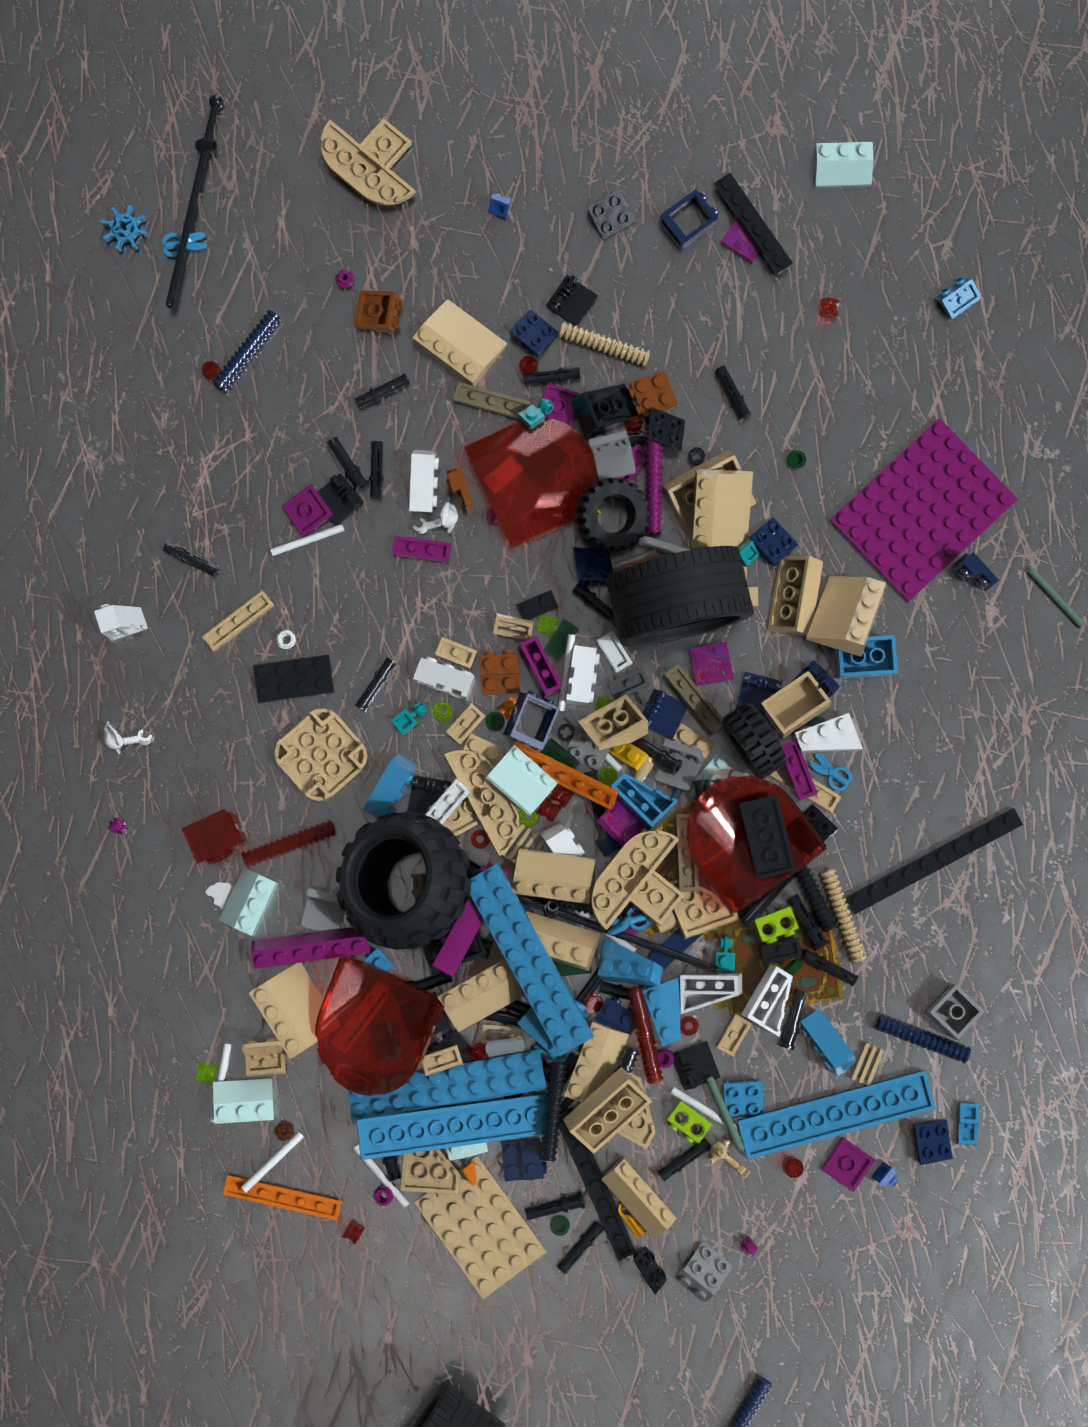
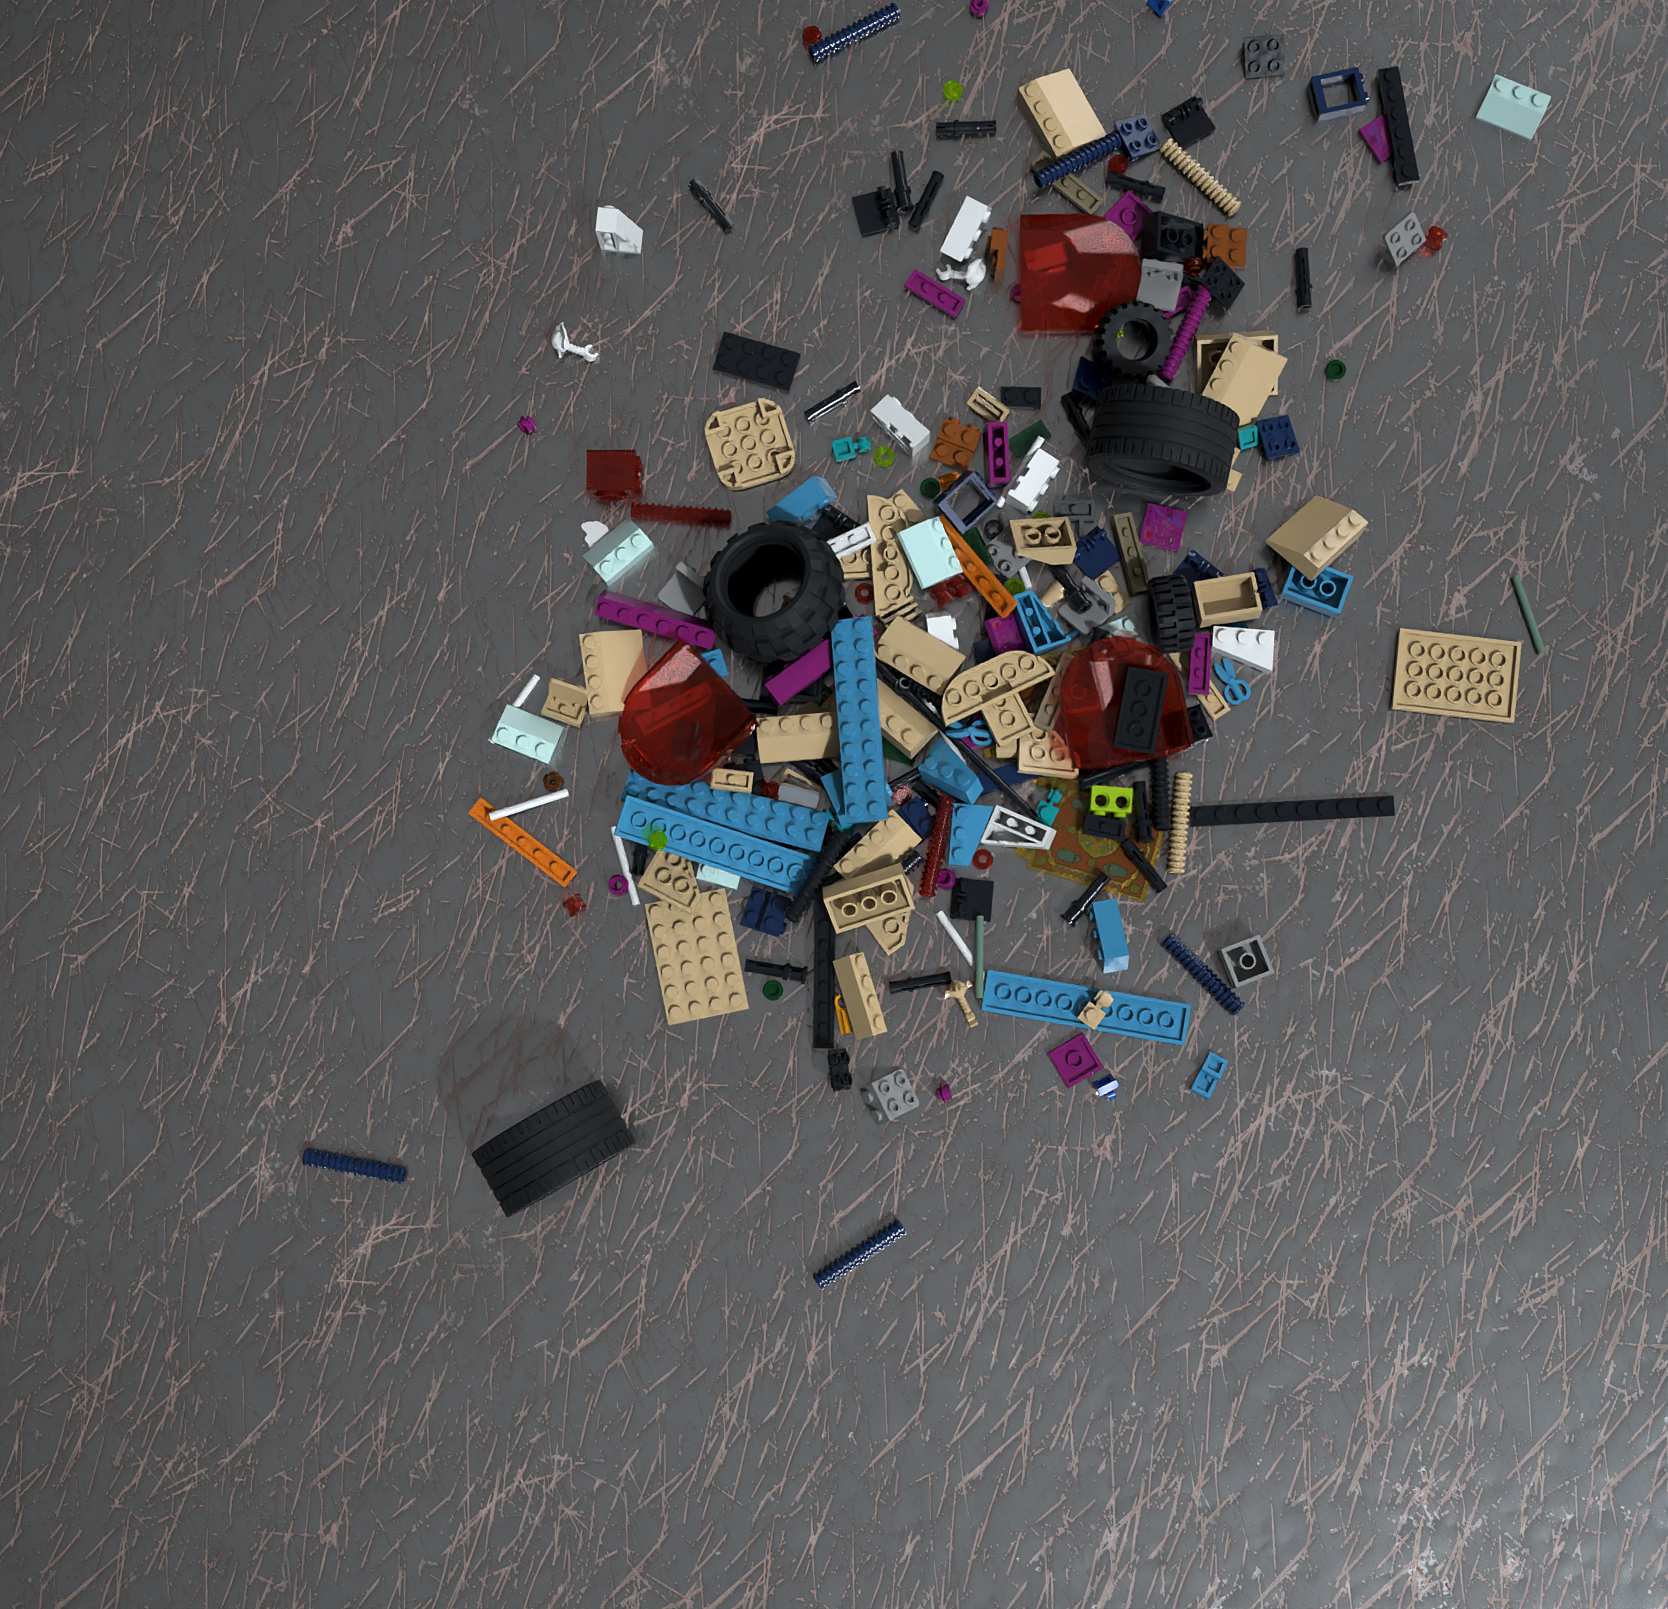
camera: 30 degrees right, 0 degrees up
(211, 1072) = (498, 694): clear neon green plate -> none
(238, 621) = (729, 284): tan tile -> none
(286, 633) = (763, 316): white plate -> none
(306, 540) = (830, 237): white bar -> none
(307, 510) = (842, 208): magenta tile -> none
(355, 363) = (952, 90): none -> clear neon green plate
(378, 311) = (997, 49): dark orange plate -> none
(402, 1147) = (658, 840): none -> clear neon green plate
(456, 653) = (922, 406): tan plate -> none
(465, 724) = (901, 477): tan plate -> none
(469, 1172) = (710, 898): orange slope -> none
(491, 377) = (1076, 160): none -> dark blue piece
(528, 823) = (919, 598): clear neon green plate -> none
(532, 416) = (1100, 214): teal plate -> none
(547, 619) = (1016, 419): clear neon green plate -> none
(586, 1241) = (783, 1019): black pin -> none
(614, 651) = (1075, 474): white tile -> none
(629, 755) = (1043, 575): yellow plate -> none
(691, 1118) = (945, 946): lime brick -> none
(695, 450) = (1242, 317): black bush -> none
(734, 1034) = (1022, 887): tan plate -> none
(744, 1098) = (1004, 951): dark azure hinge -> none
(769, 1000) = (1070, 868): white wedge -> none
(792, 1170) = (1020, 1037): clear red wheel -> none
(794, 966) = (1109, 848): dark green tile -> none
(795, 595) = (1274, 497): tan slope -> none
(802, 322) = (1402, 239): none -> light grey bracket
(846, 1119) = (1092, 1014): none -> tan plate
(874, 1067) = (1143, 980): tan tile -> none
(923, 510) = (1437, 473): magenta plate -> none
(932, 1142) = (1166, 1076): dark blue hinge -> none
(958, 296) = (1567, 284): dark azure bracket -> none
(972, 567) = (1459, 547): dark blue plate -> none
(1019, 679) = (1456, 675): none -> tan plate

